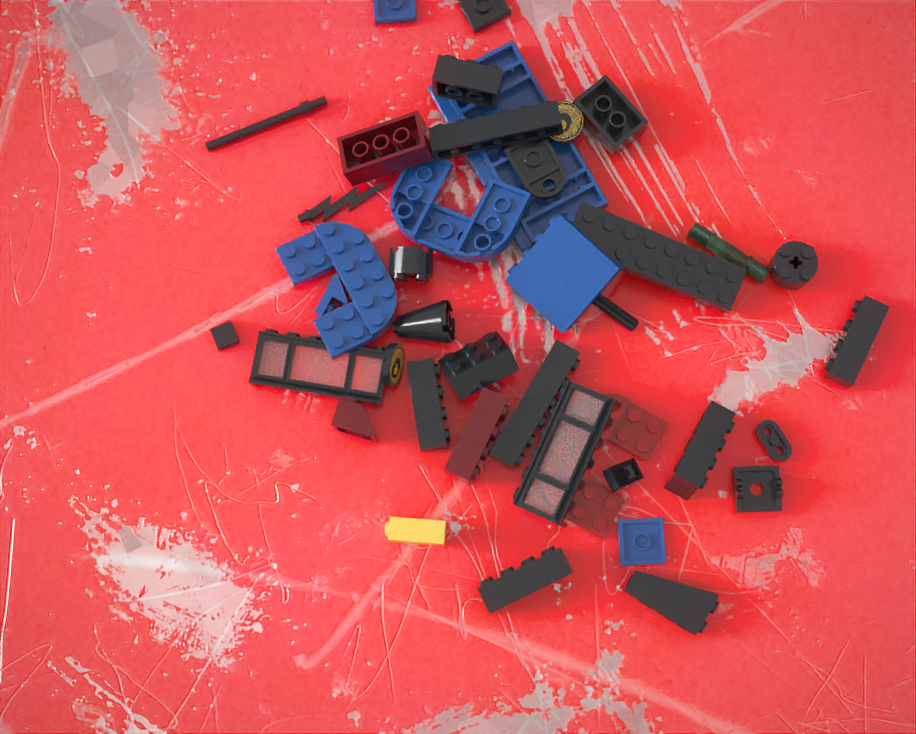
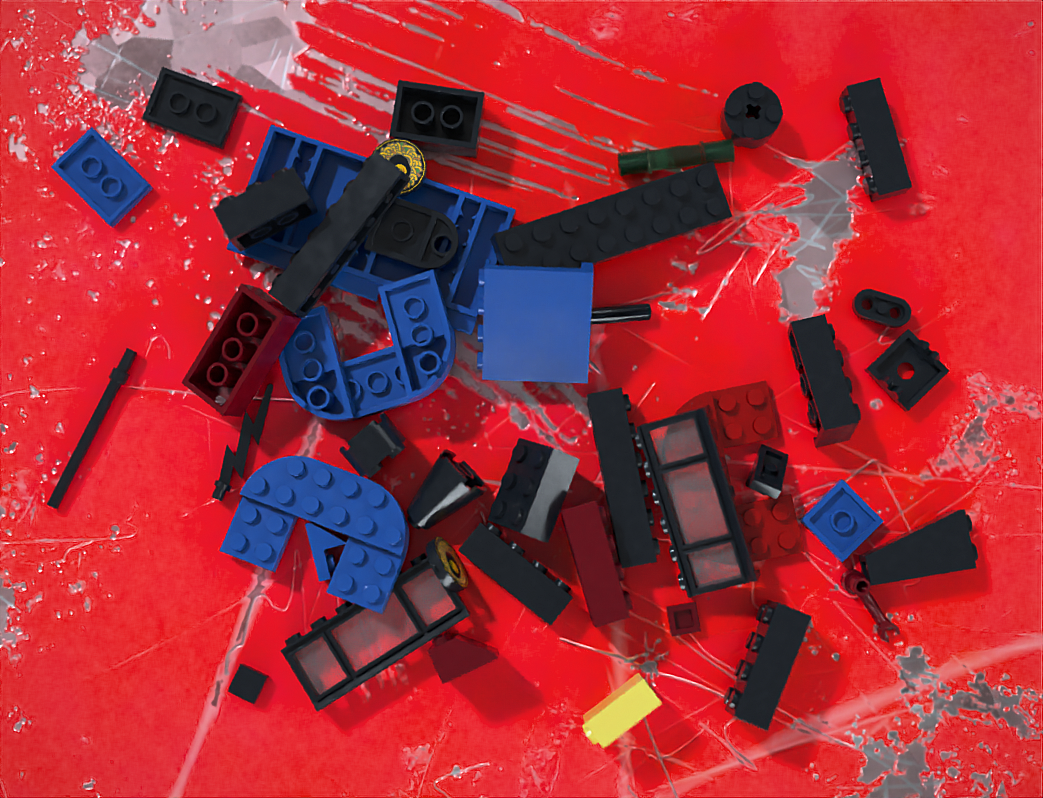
camera: 45 degrees left, 5 degrees up
(499, 515) = (683, 618): none -> dark red tile
(615, 602) = (849, 581): none -> dark red brick

